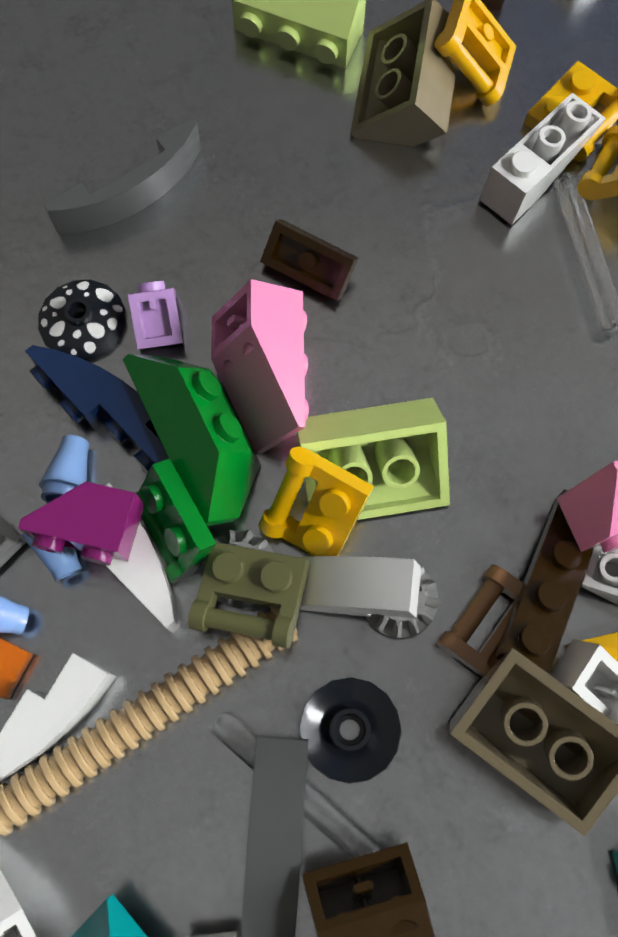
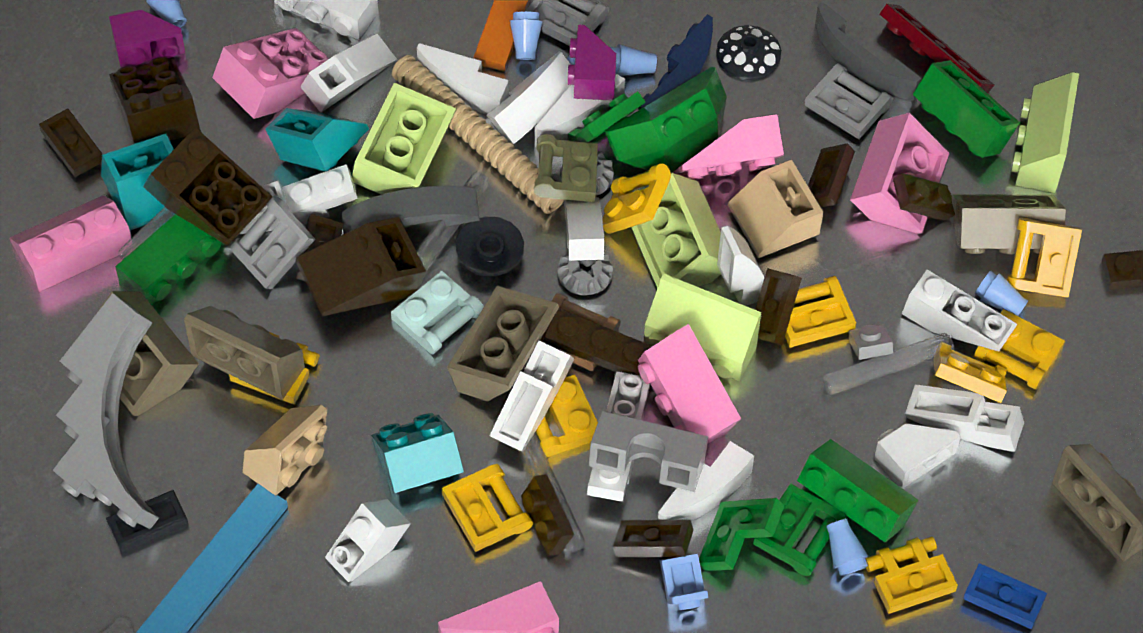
camera: 80 degrees right, 15 degrees down
(110, 622) = (531, 99): none -> white slope
(126, 108) = (926, 42): none -> dark red plate
(148, 839) = (402, 141): none -> yellowish green slope
(155, 315) = (759, 89): lavender bracket -> none
(200, 223) = (844, 107): none -> light grey plate
(246, 81) = (965, 109): none -> green brick
(318, 180) = (897, 148): none -> bright pink slope
(357, 328) = (777, 209): none -> tan slope
(370, 153) = (924, 197): none -> dark brown plate
(433, 843) = (430, 305): none -> light aqua plate
(466, 385) = (739, 267): none -> white slope
(505, 111) = (1000, 294): none -> light blue cone
(516, 358) = (776, 304): none -> dark brown plate
(519, 319) = (822, 317): none -> yellow plate
(539, 460) = (721, 326): none -> yellowish green slope
(559, 263) = (870, 341): none -> light grey plate

